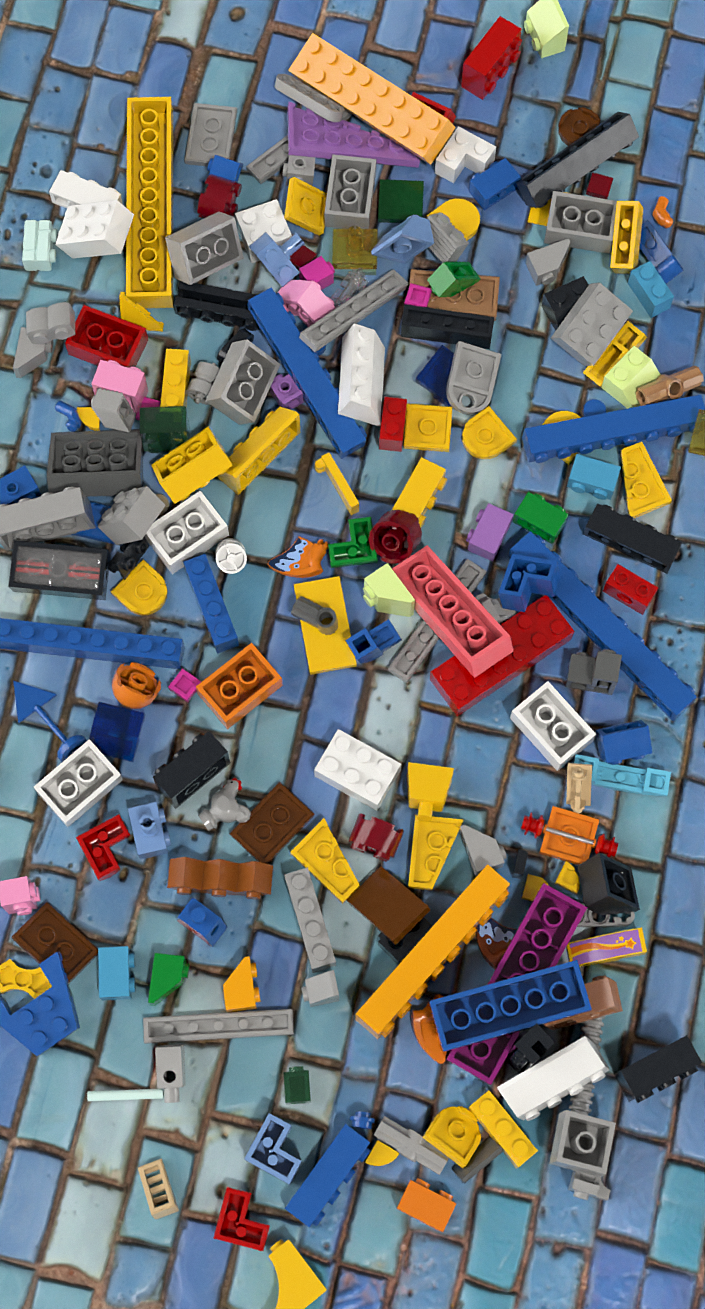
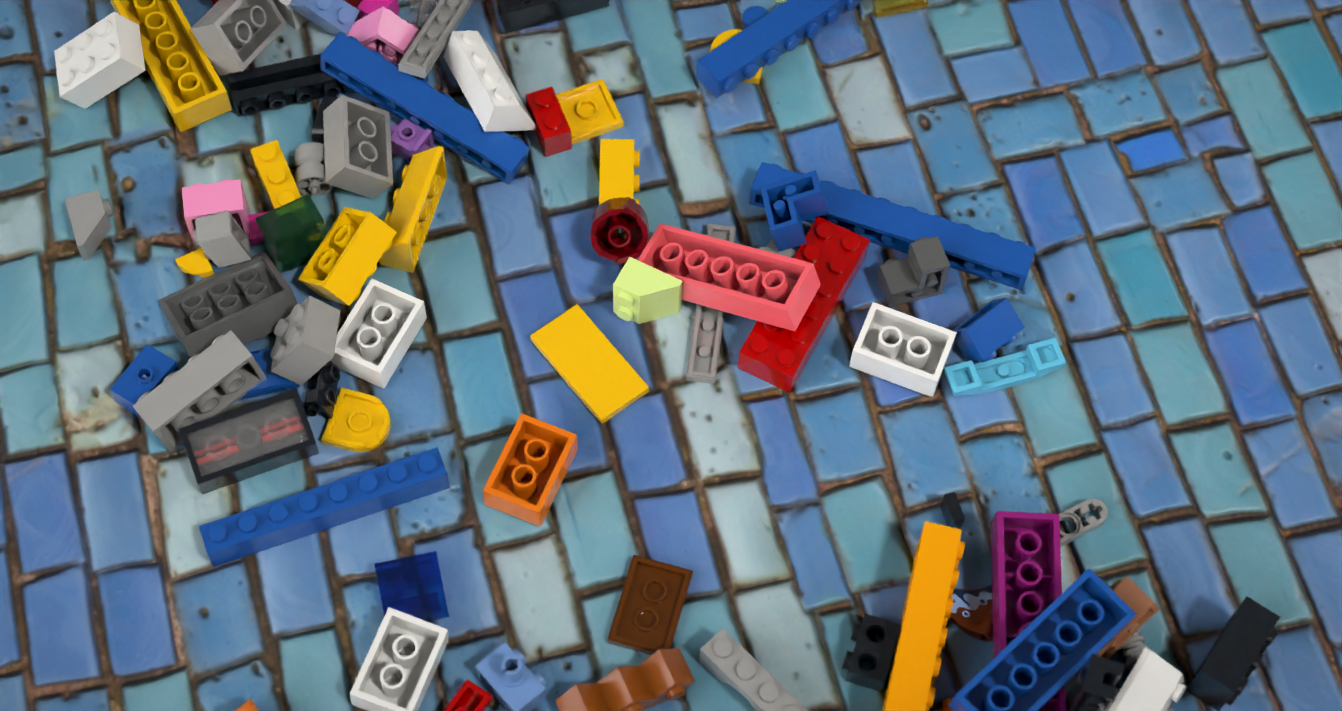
camera: 30 degrees left, 10 degrees down
(32, 699) = (290, 602): blue piece -> none
(38, 245) = (38, 108): light aqua brick -> none
(50, 323) = (99, 176): light grey brick -> none
(71, 413) = (179, 275): blue arm -> none
(73, 190) = (47, 34): white brick -> none
(106, 338) = (164, 166): red brick -> none
(135, 685) = (408, 527): orange cylinder -> none
(137, 314) = (195, 134): yellow tile -> none
(184, 685) = (465, 501): dark pink plate -> none
(191, 769) = (526, 585): black brick -> none
(211, 603) = (448, 397): blue brick -> none
(225, 807) = (587, 612): light grey animal -> none
(230, 555) = (443, 334): white wheel -> none
(301, 559) = (523, 306): orange arm -> none
(314, 614) = (573, 354): dark grey piece -> none
(326, 861) = (741, 617): yellow wing -> none
(327, 464) = (522, 207): yellow hinge -> none
(357, 770) = (716, 498): white brick -> none
(358, 549) = (583, 265): green brick -> none
(371, 644) = (654, 356): blue brick -> none
(376, 837) = (779, 559): dark red brick -> none
(388, 905) = (836, 626): reddish brown tile -> none
(428, 788) = (804, 479): yellow torso -> none
(430, 850) = (844, 545): yellow wing -> none
(436, 374) = (579, 51): clear blue slope -> none
(472, 376) = (606, 38): light grey tile -> none
(482, 849) = (900, 517): light grey slope -> none
(486, 435) = (655, 92): yellow tile -> none
(490, 531) = (717, 184): medium lavender brick -> none
(532, 886) = (979, 532): yellow tile -> none
(540, 517) = (763, 143): green brick -> none
(568, 878) = (1010, 501): yellow tile -> none
(569, 836) = (987, 457): orange plate -> none
(579, 786) = (967, 398): tan hinge -> none
(593, 477) = (794, 82): dark azure brick -> none
(607, 886) = (1060, 487): black slope -> none
(607, 947) = (1103, 549): slope -> none
(630, 589) = (900, 175): red brick -> none
(632, 538) = (871, 124): black brick -> none
(642, 482) = (847, 65): yellow wing -> none

